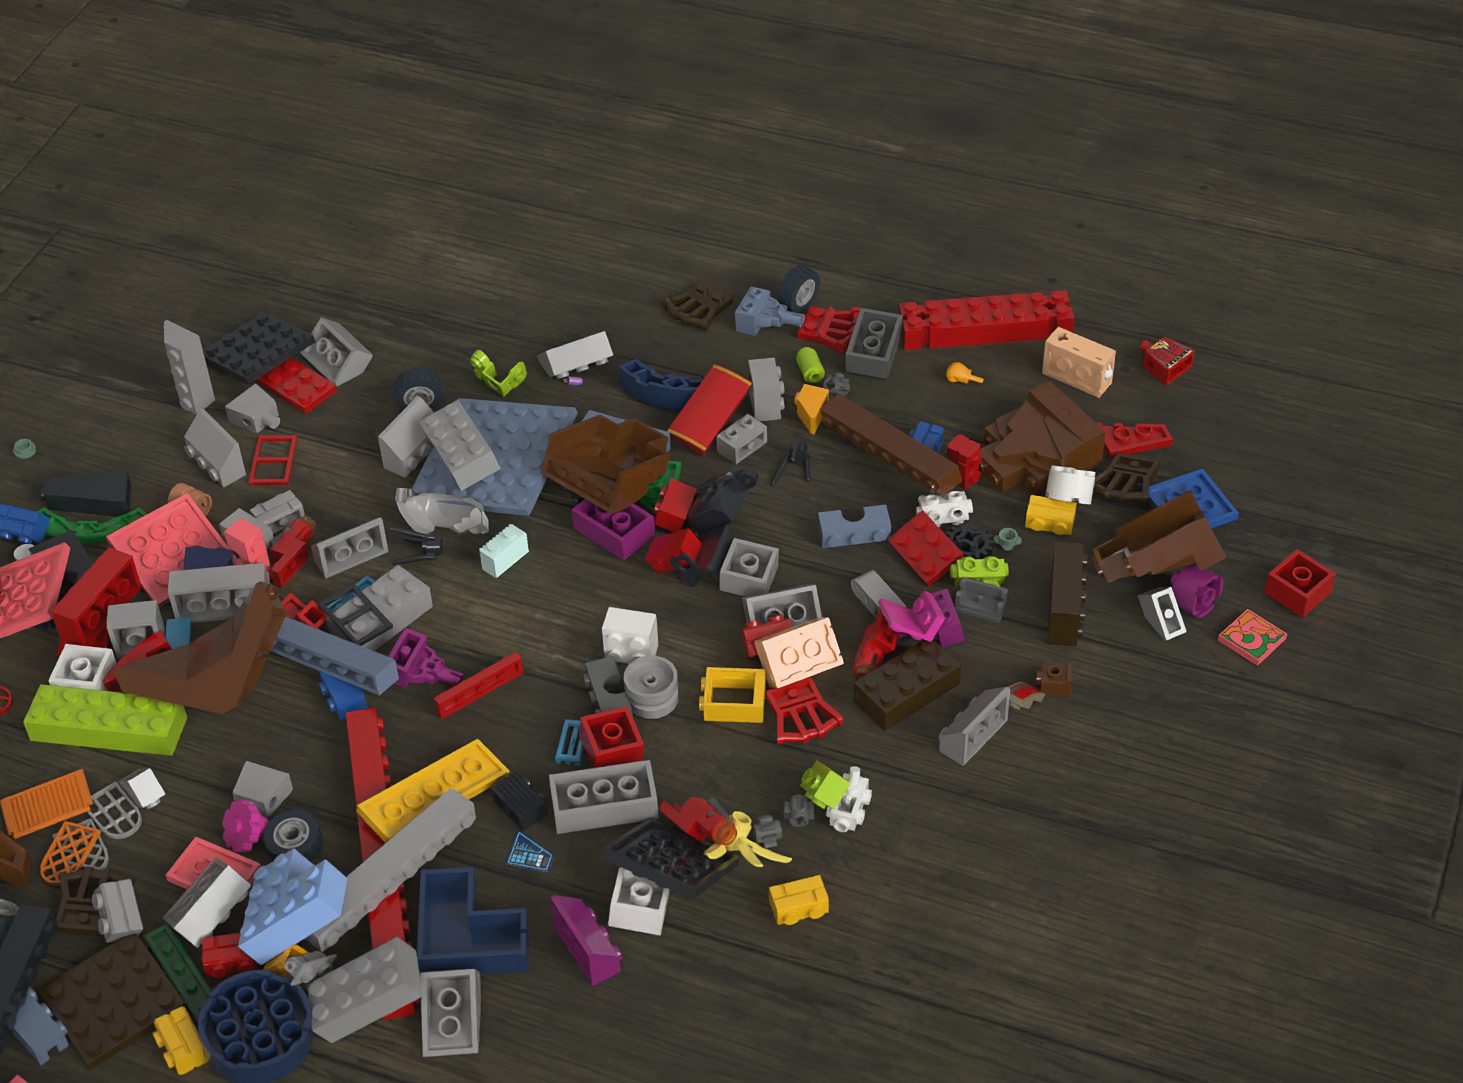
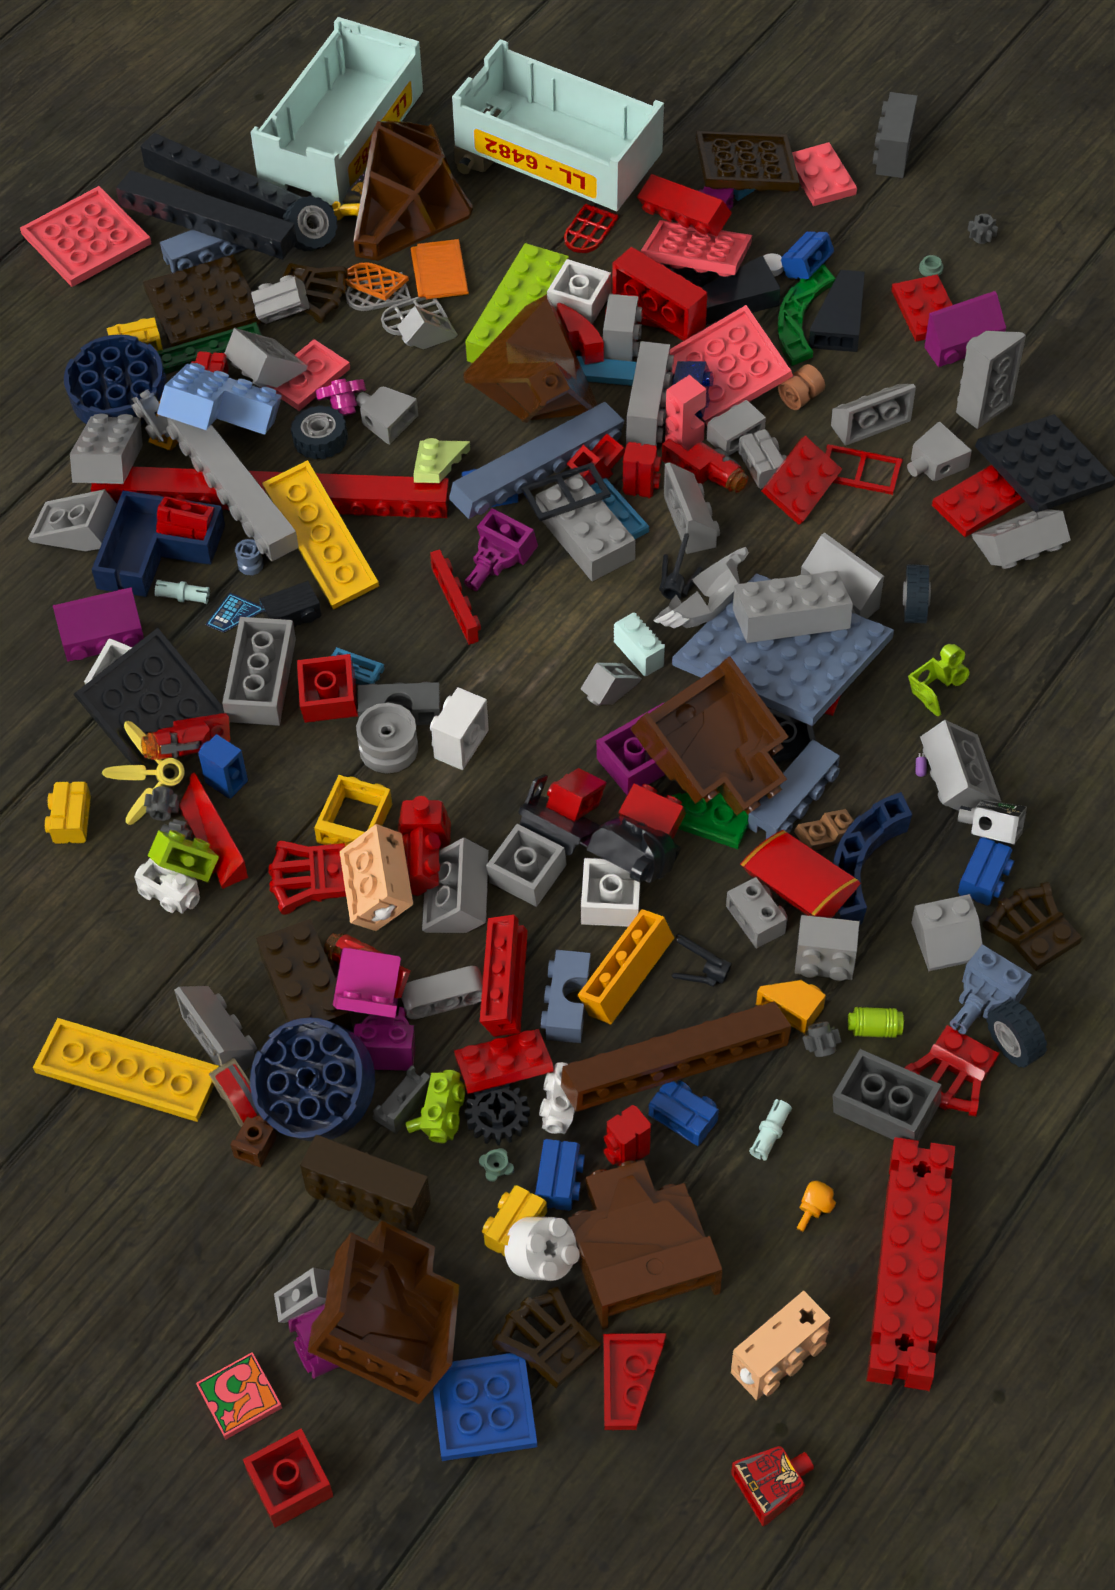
camera: 105 degrees right, 10 degrees up
(75, 446) = (918, 299): none -> red plate
(113, 410) = (956, 325): none -> magenta slope
(302, 481) = (801, 480): none -> red plate
(311, 579) = (641, 469): none -> red brick
(318, 732) = (436, 458): none -> yellowish green wing
(441, 898) = (183, 518): none -> red brick
(466, 849) = (248, 557): none -> sand blue wheel
(518, 891) = (182, 591): none -> light aqua pin
(549, 562) = (609, 683): none -> light grey slope
(623, 321) = (1006, 820): none -> torso
(651, 416) = (824, 831): none -> medium nougat slope
(663, 329) = (986, 870): none -> blue brick
(720, 341) = (947, 931): none -> light grey slope
(721, 784) = (223, 766): none -> blue brick
(728, 634) = (426, 814): none -> red torso
(759, 516) = (608, 894): none -> white brick
(785, 782) = (208, 826): none -> red wedge
(818, 493) = (626, 966): none -> light orange brick
(854, 560) = (503, 976): none -> red brick
(916, 403) = (770, 1129): none -> light aqua pin
(999, 638) = (338, 1092): none -> dark blue brick
(1002, 501) = (559, 1172): none -> blue brick
(1030, 781) = (126, 1069): none -> yellow plate

